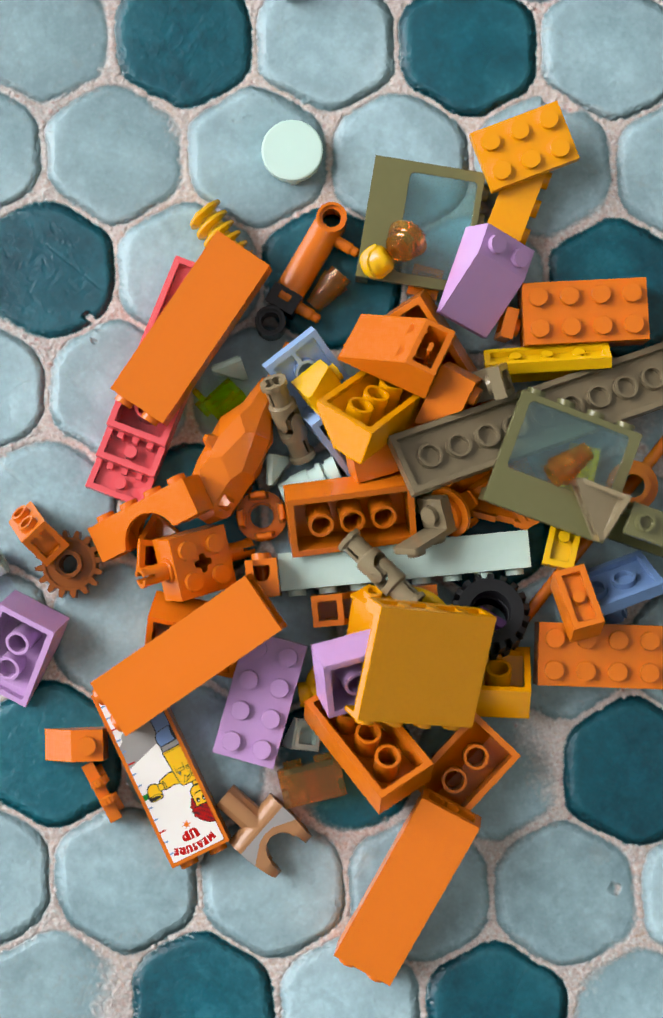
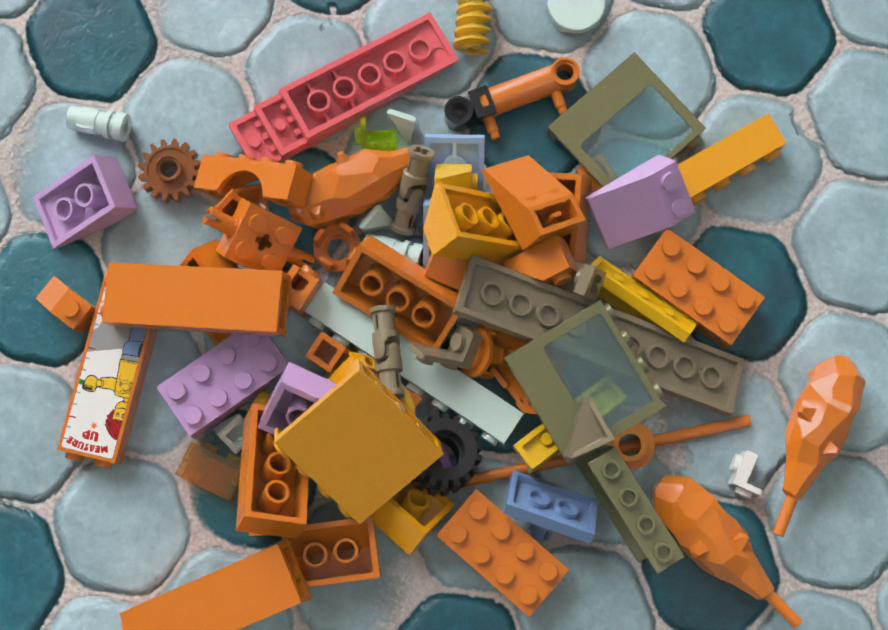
camera: 40 degrees right, 5 degrees down
(37, 533) = (164, 130): orange bracket -> none
(98, 780) = (54, 364): orange hinge -> none
(191, 329) = (394, 68): orange brick -> none
(259, 825) = (146, 472): medium nougat connector -> none
(328, 288) = (521, 122): clear orange cone -> none
(376, 262) = (570, 127): yellow piece -> none
(405, 241) = (604, 128): clear orange cone -> none
(508, 325) = (633, 253): orange plate -> none
(524, 147) = (749, 130): light orange plate -> none
(567, 465) = (586, 381): clear orange cone -> none
(577, 603) = (514, 496): orange panel -> none

